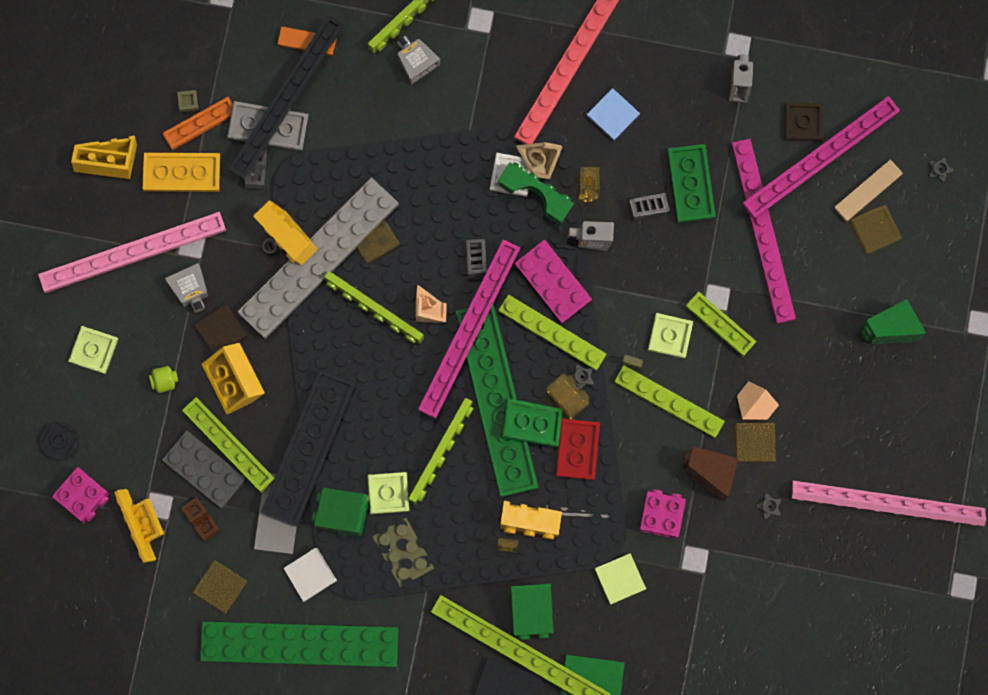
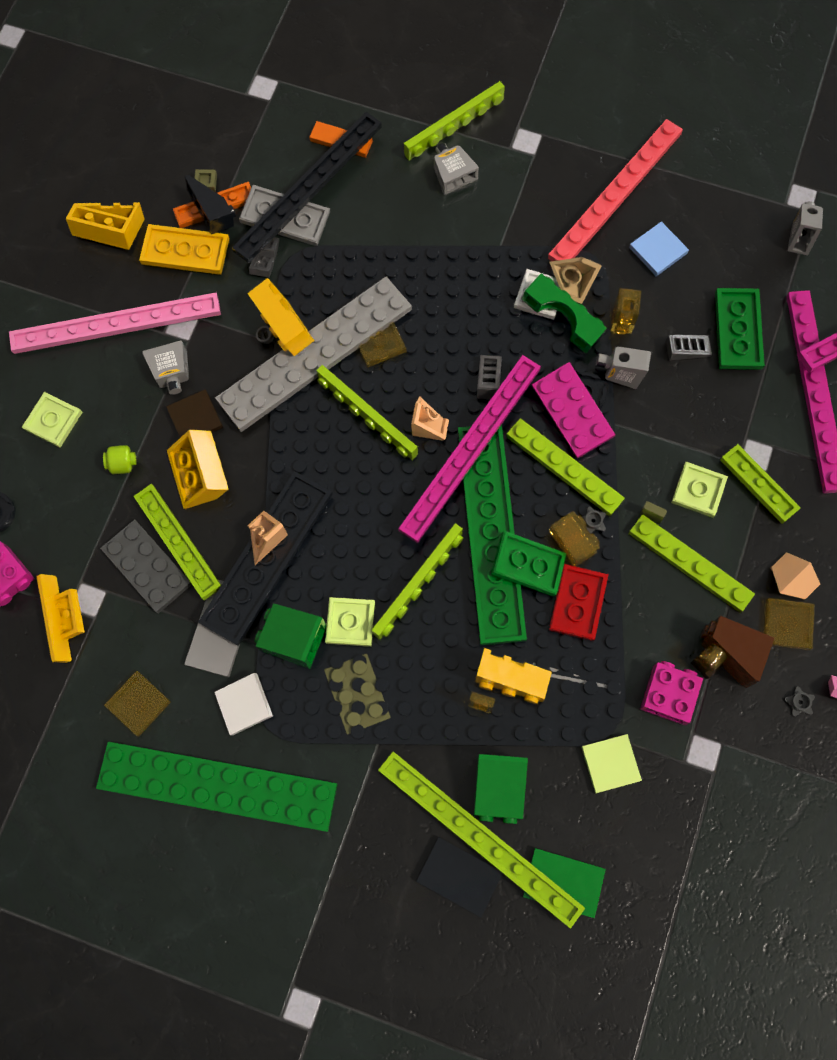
camera: 15 degrees right, 5 degrees down
(200, 129) = (211, 206): none -> black slope
(200, 519) = (130, 621): reddish brown slope -> none
(305, 429) = (265, 535): none -> light nougat slope
(691, 483) = (709, 660): none -> clear yellow leg

